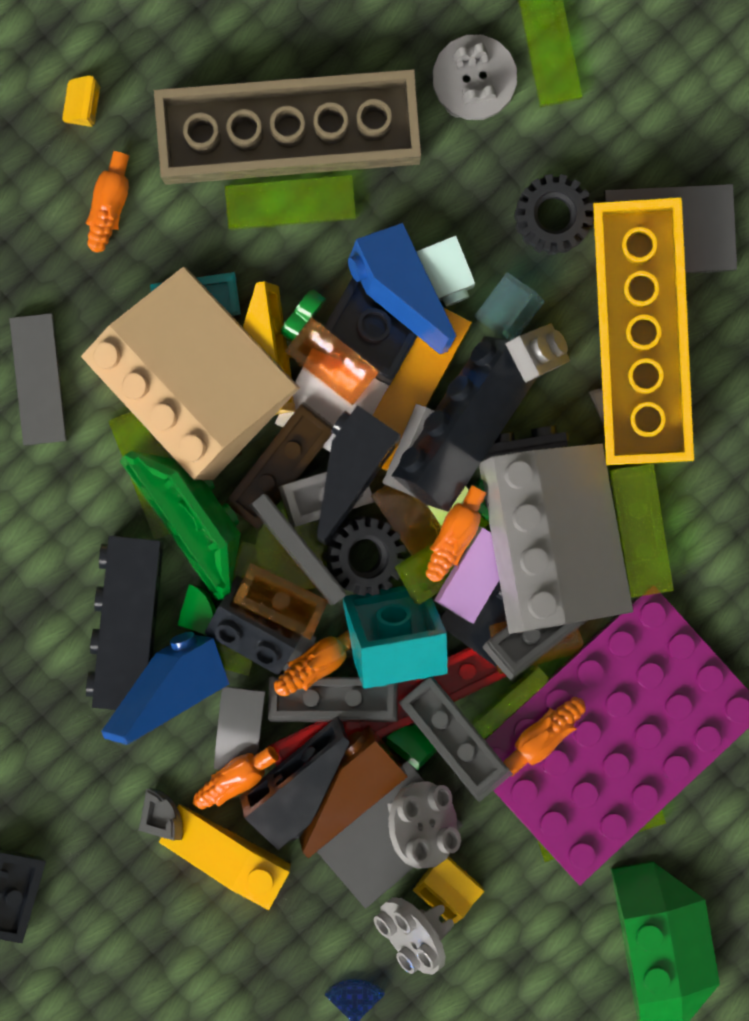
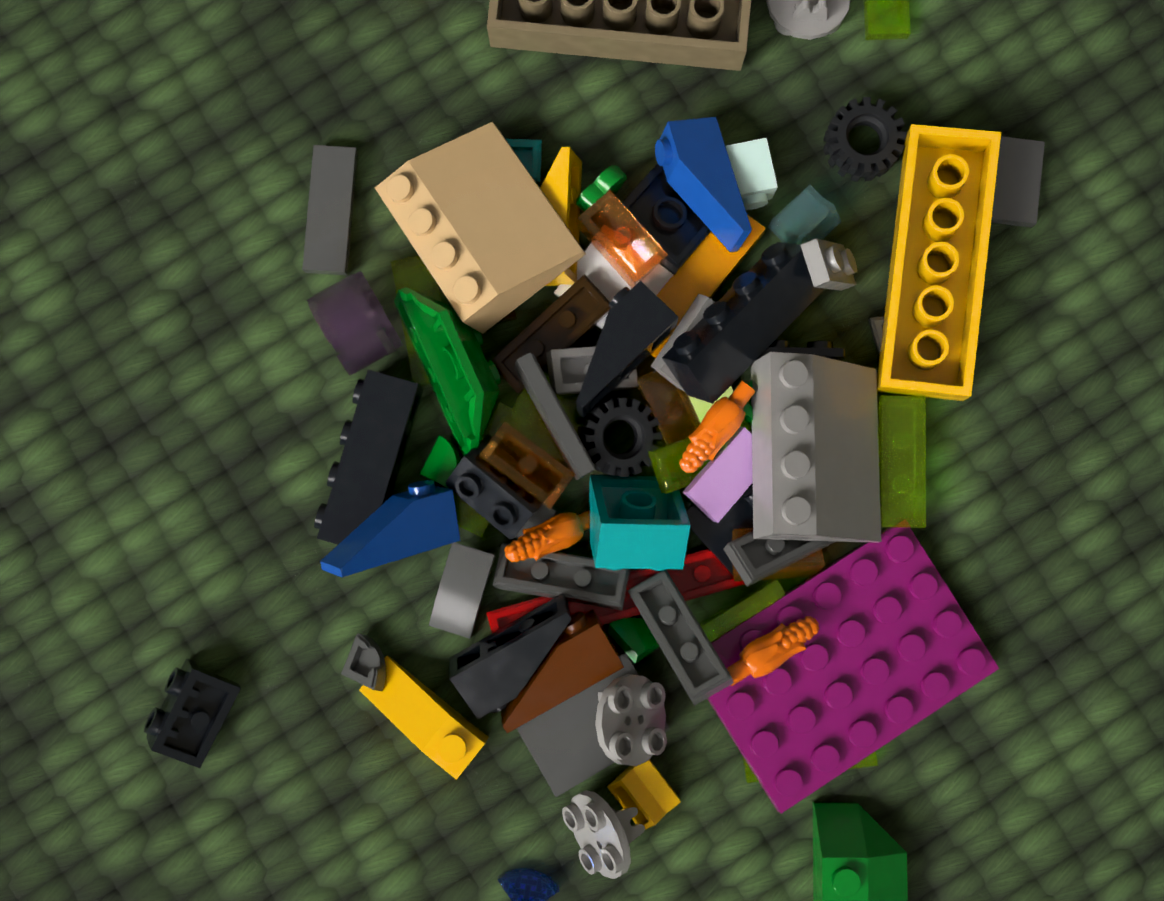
camera: 15 degrees right, 5 degrees down
(87, 492) = (354, 322): none -> clear purple brick
(107, 202) = (431, 52): orange piece -> none
(235, 778) = (448, 638): orange piece -> none
(290, 202) = (608, 85): clear neon green tile -> none

